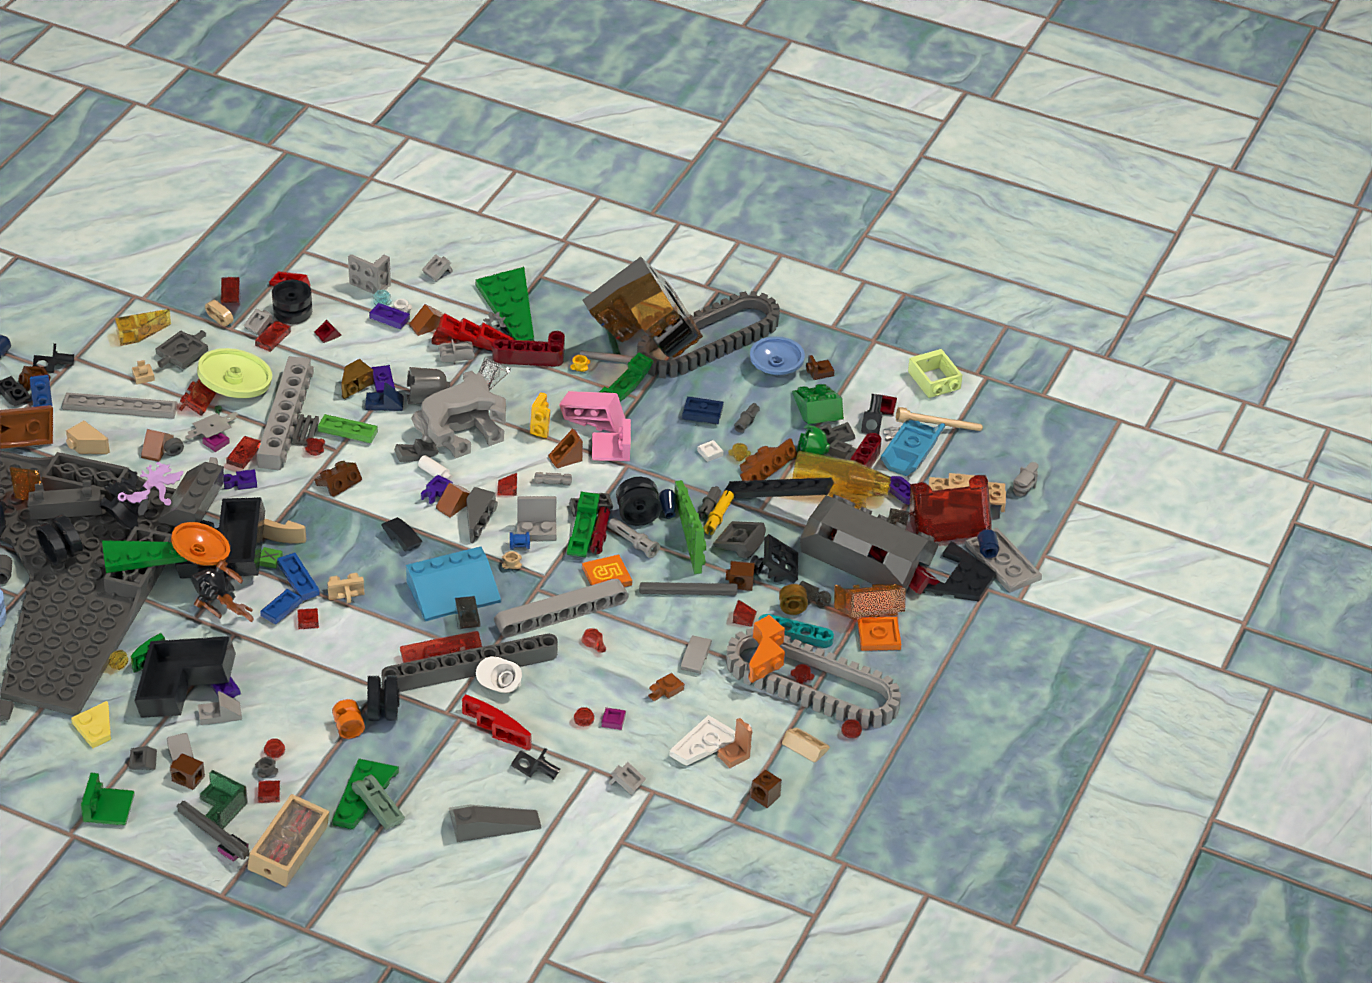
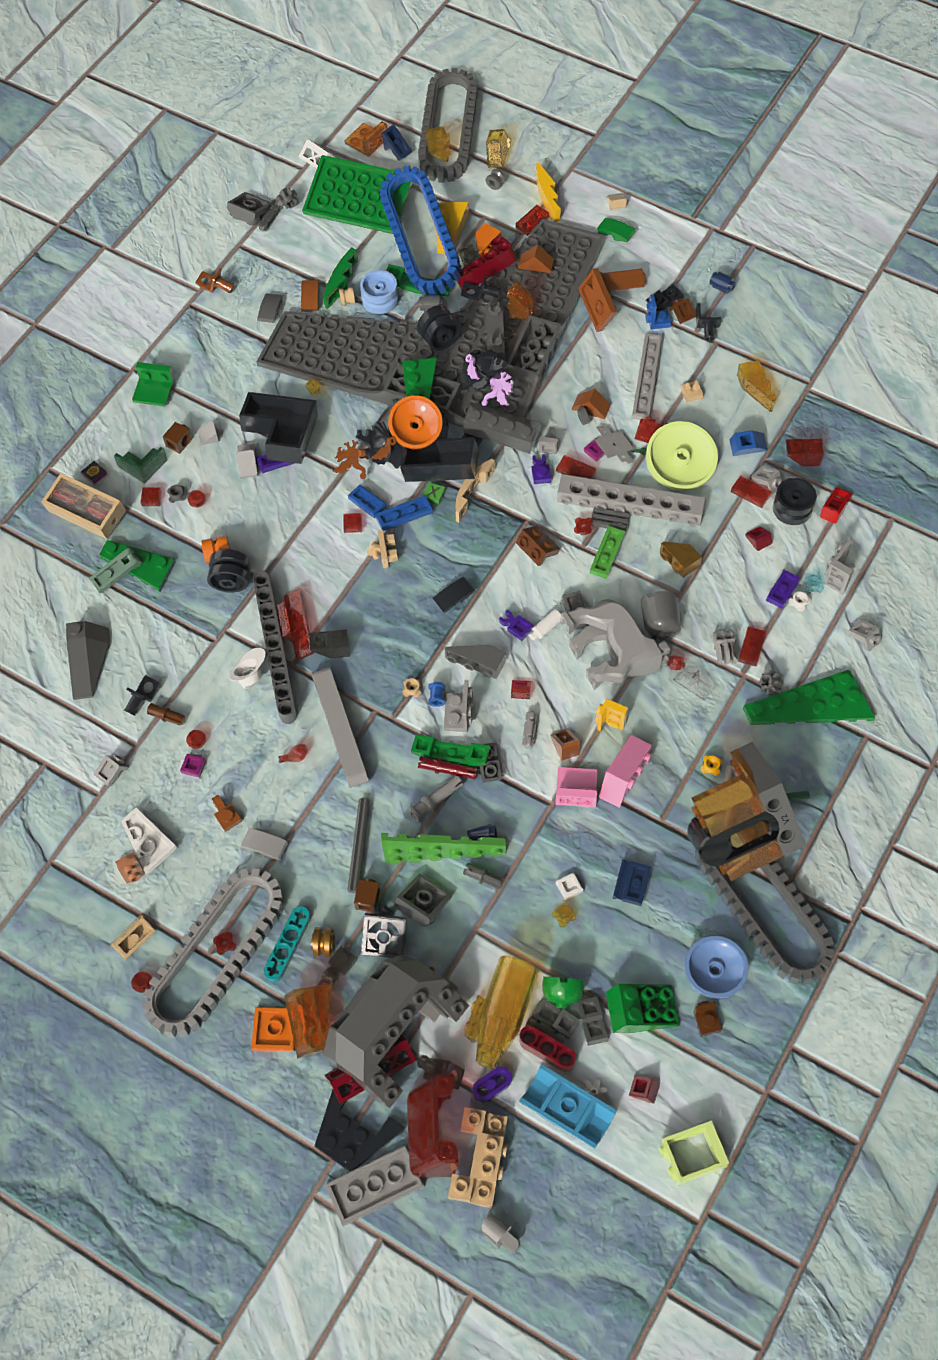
camera: 100 degrees right, 20 degrees up
(87, 439) = (595, 351): tan slope -> none
(94, 724) = (245, 377): light yellow wing -> none
(139, 655) = (322, 407): green slope -> none
(143, 758) = (200, 409): dark grey slope -> none
(182, 349) = (724, 417): dark grey plate -> none
(213, 830) = (108, 456): dark grey axle -> none
(219, 313) = (778, 446): tan beam -> none
(219, 332) = (747, 443): none -> blue slope
(381, 375) = (684, 583): dark purple plate -> none
(388, 401) = (651, 581): dark blue slope -> none
(425, 320) = (779, 626): dark orange slope -> none
(451, 576) = (380, 635): dark azure slope -> none
(452, 500) = (504, 640): dark orange slope -> none
(467, 331) = (748, 663): red slope -> none
(502, 725) = (192, 669): red slope -> none
(531, 352) = (726, 714): dark red beam -> none
(556, 744) = (165, 714): none -> reddish brown axle
(606, 569) = (387, 771): orange tile -> none
(631, 378) = (666, 799): green slope -> none
(638, 501) = (475, 799): black wheel -> none
(716, 516) = (466, 883): yellow pin -> none
(744, 614) = (315, 895): clear red slope -> none
(746, 418) = (620, 928): dark grey axle -> none
(766, 788) = (71, 888): reddish brown brick -> none
(767, 461) = (542, 938): dark orange bracket -> none
(769, 654) = (229, 901): orange arch -> none
(780, 487) = (480, 940): black tile -> none
(873, 413) = (617, 1067): black bracket -> none
(903, 415) = (604, 1098): tan piece -> none
(988, 543) = (385, 1164): dark blue brick -> none

